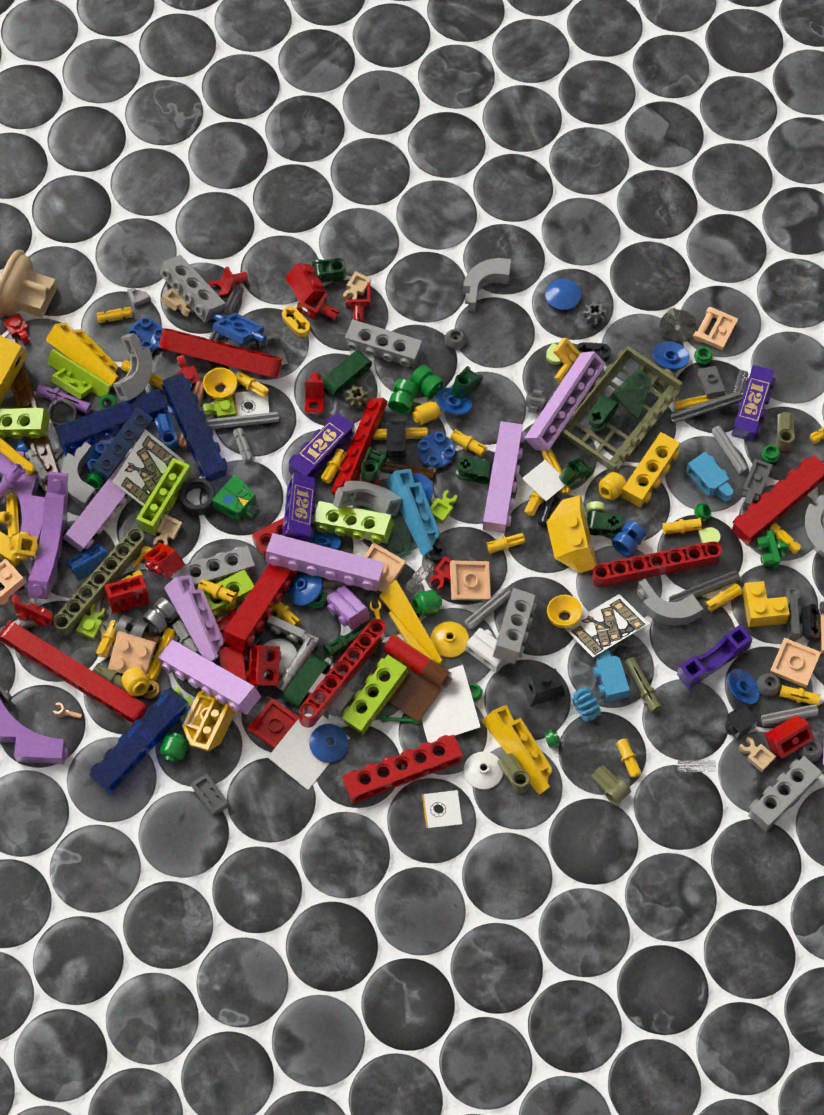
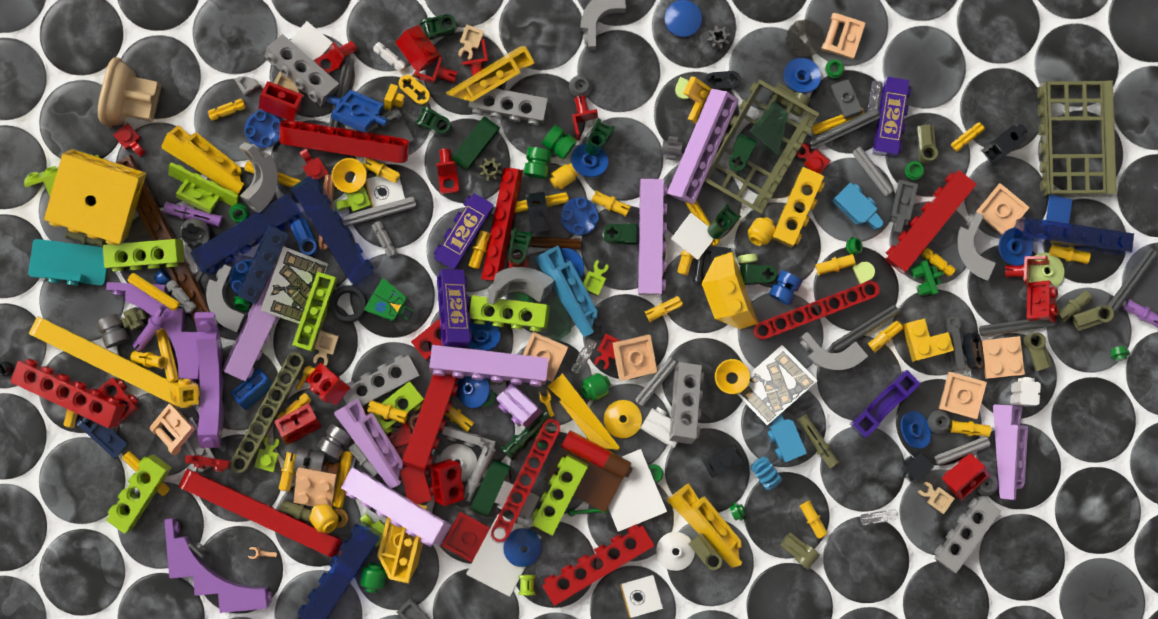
camera: 15 degrees left, 20 degrees up
(167, 311) = (280, 101): none -> red brick
(207, 268) = (311, 41): none -> white sticker
(274, 323) = (393, 97): none -> yellow tile
(277, 290) = (390, 57): none -> white axle
(307, 348) = (430, 121): none -> dark green piece
(330, 772) = (527, 585): none -> lime bush
(372, 313) = (493, 75): none -> yellow wedge
(453, 362) = (583, 114): none -> red bracket
(673, 429) = (815, 161): none -> red plate

